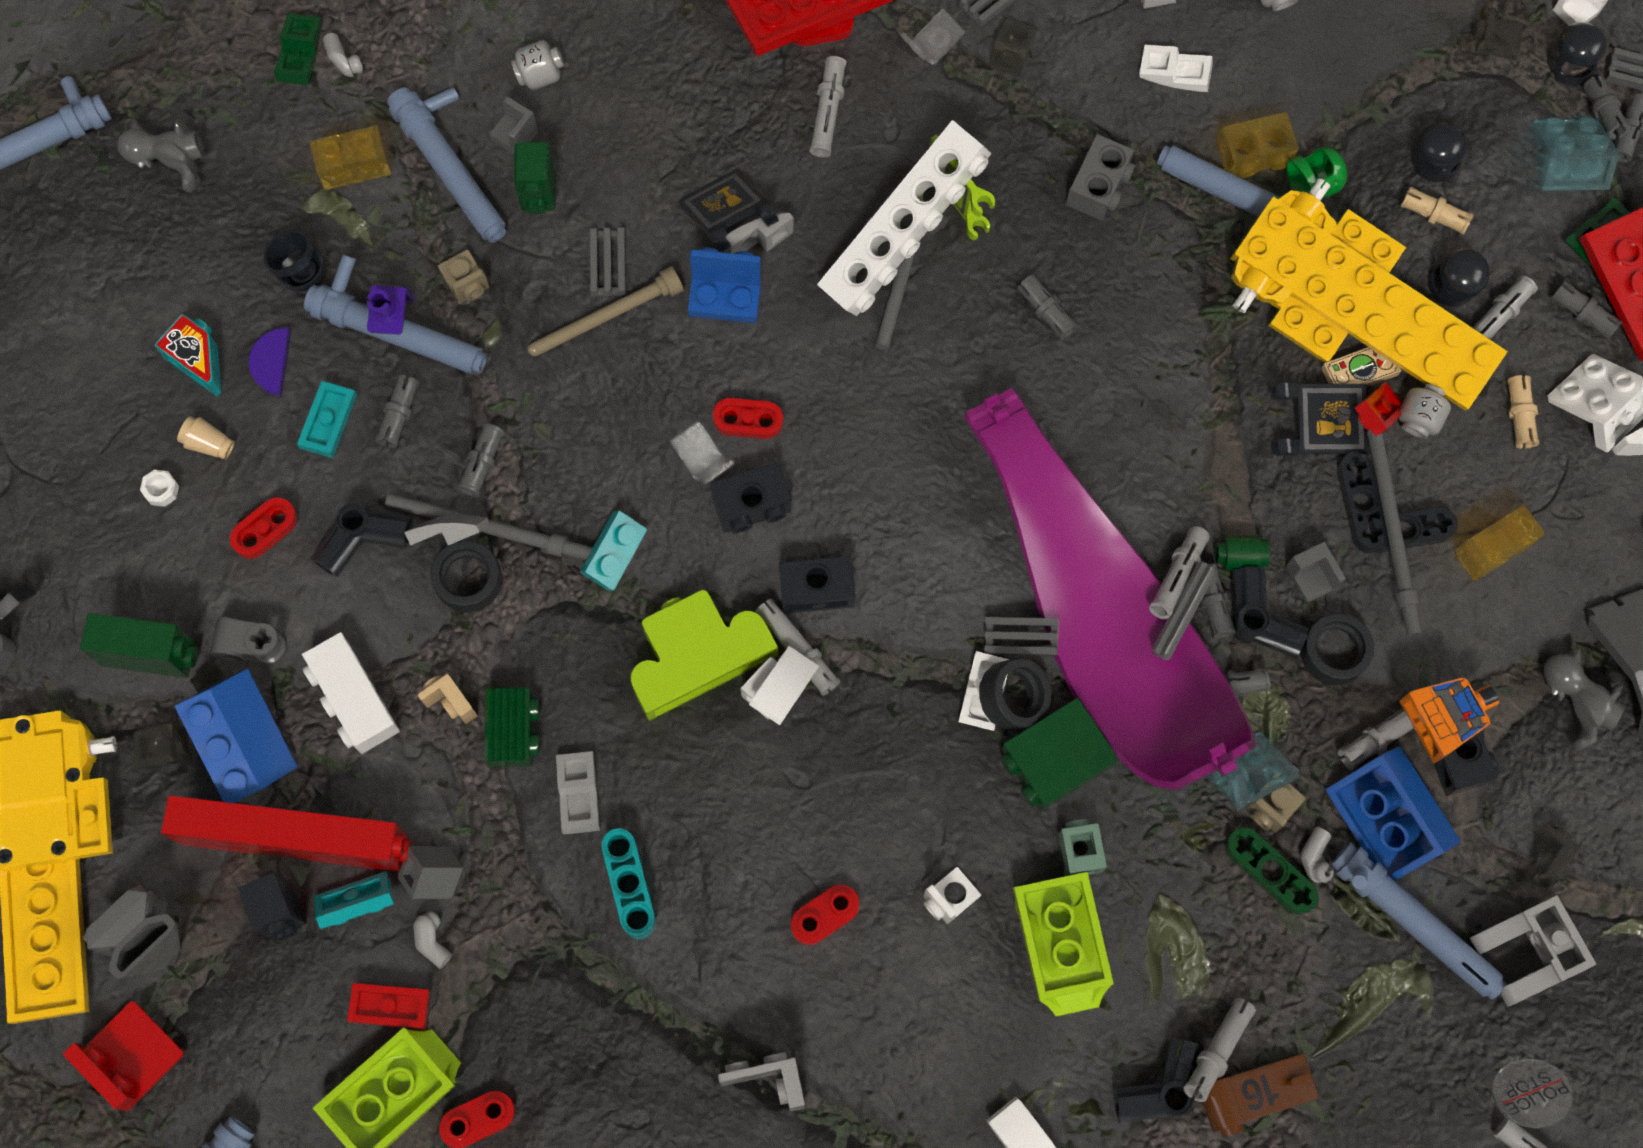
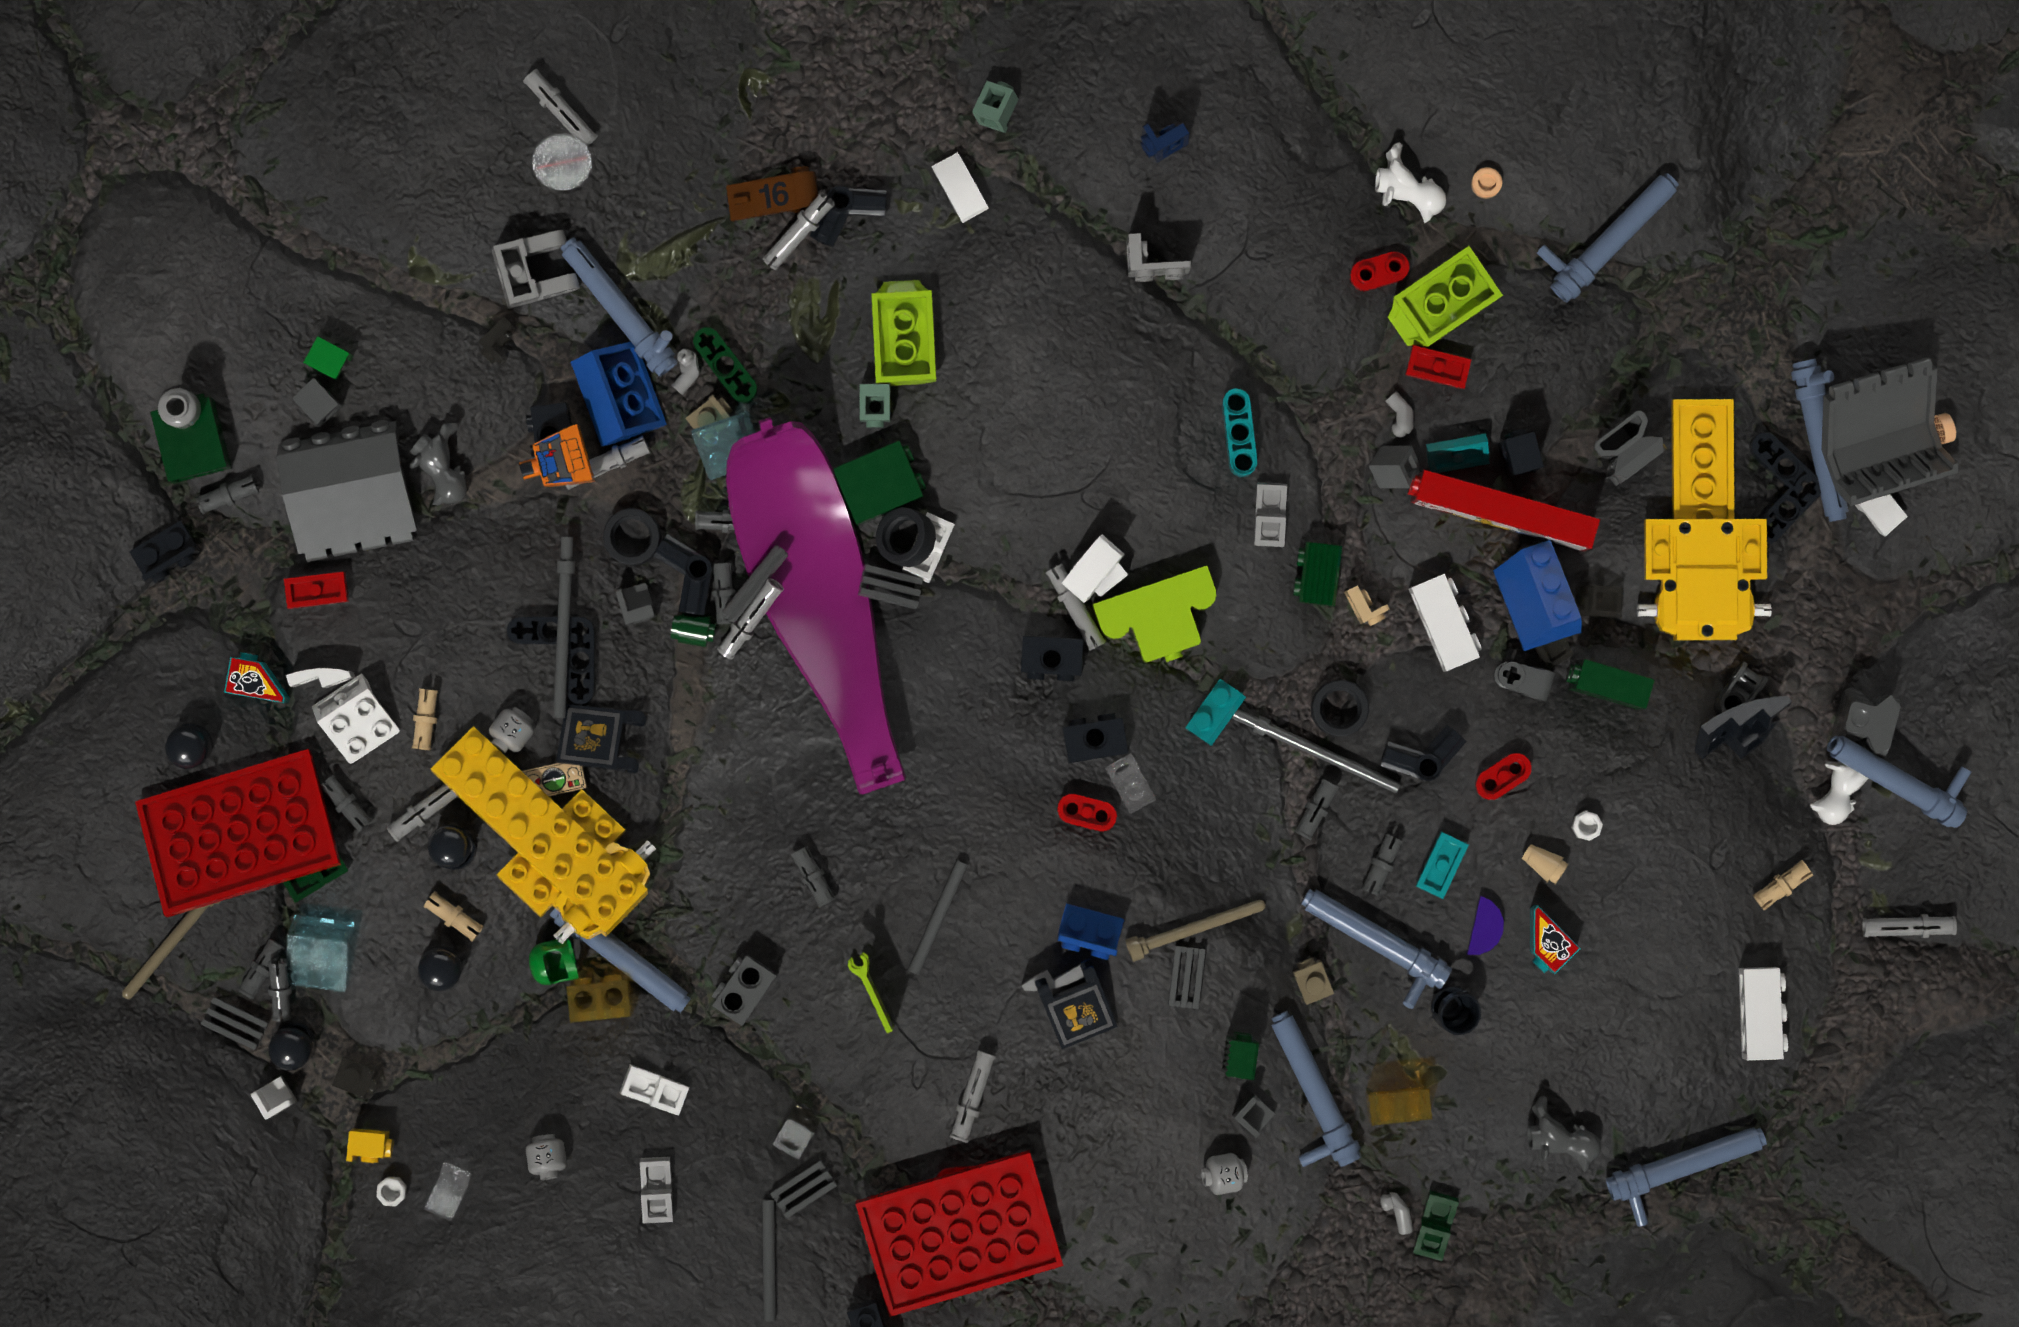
camera: 170 degrees left, 15 degrees up
(126, 1057) = (1644, 359): red bracket -> none
(387, 309) = (1380, 953): dark purple bracket -> none
(452, 527) = (1345, 750): light grey slope -> none
(825, 914) = (1087, 385): red plate -> none
(905, 199) = (988, 920): white brick -> none
(935, 37) = (867, 1148): clear bracket -> none
(938, 904) = (994, 377): white bracket -> none
(1379, 409) = (551, 734): red plate -> none
(1499, 543) = (476, 604): clear yellow brick -> none

